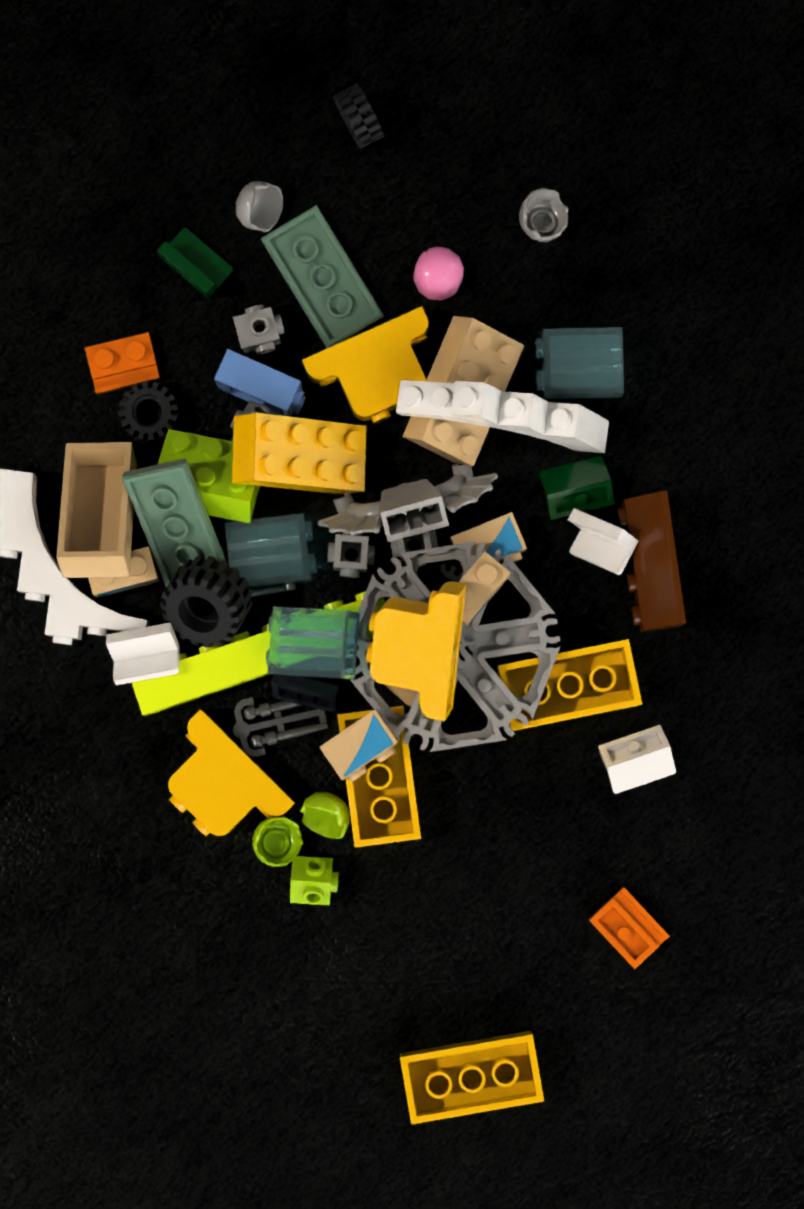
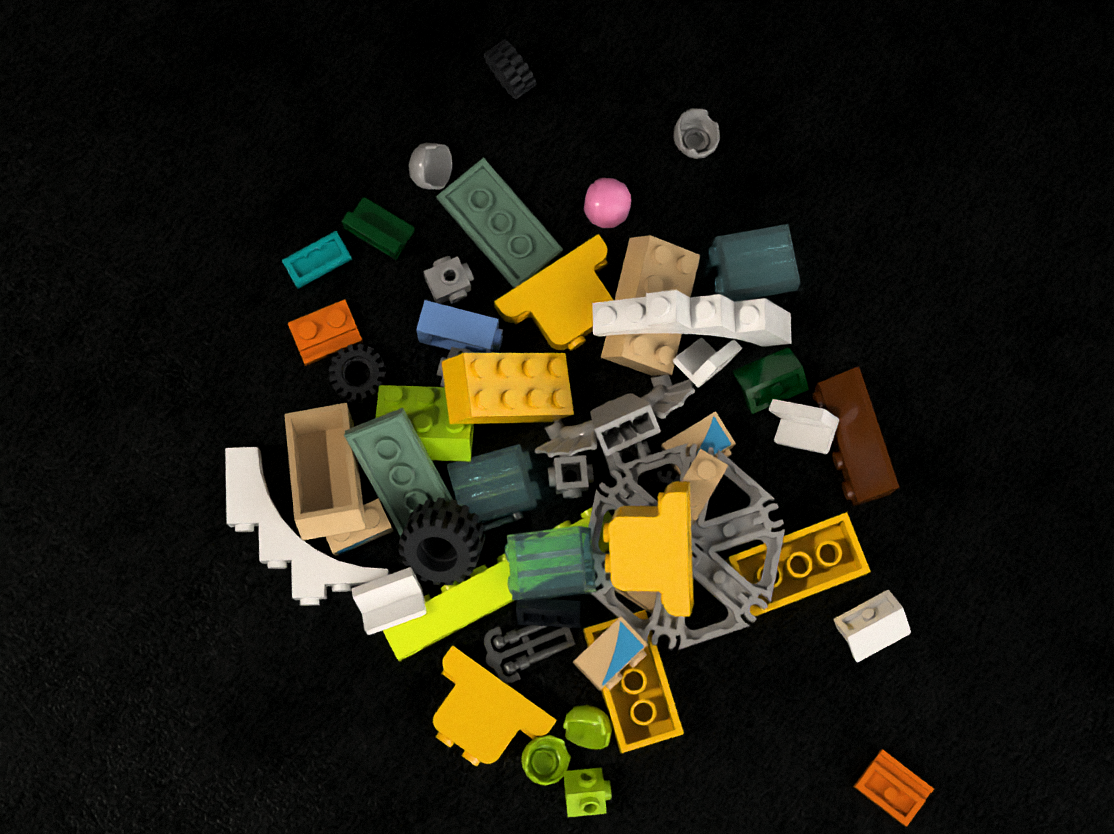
camera: 15 degrees left, 5 degrees down
(125, 286) = (316, 259): none -> teal plate
(509, 457) = (702, 362): none -> white panel

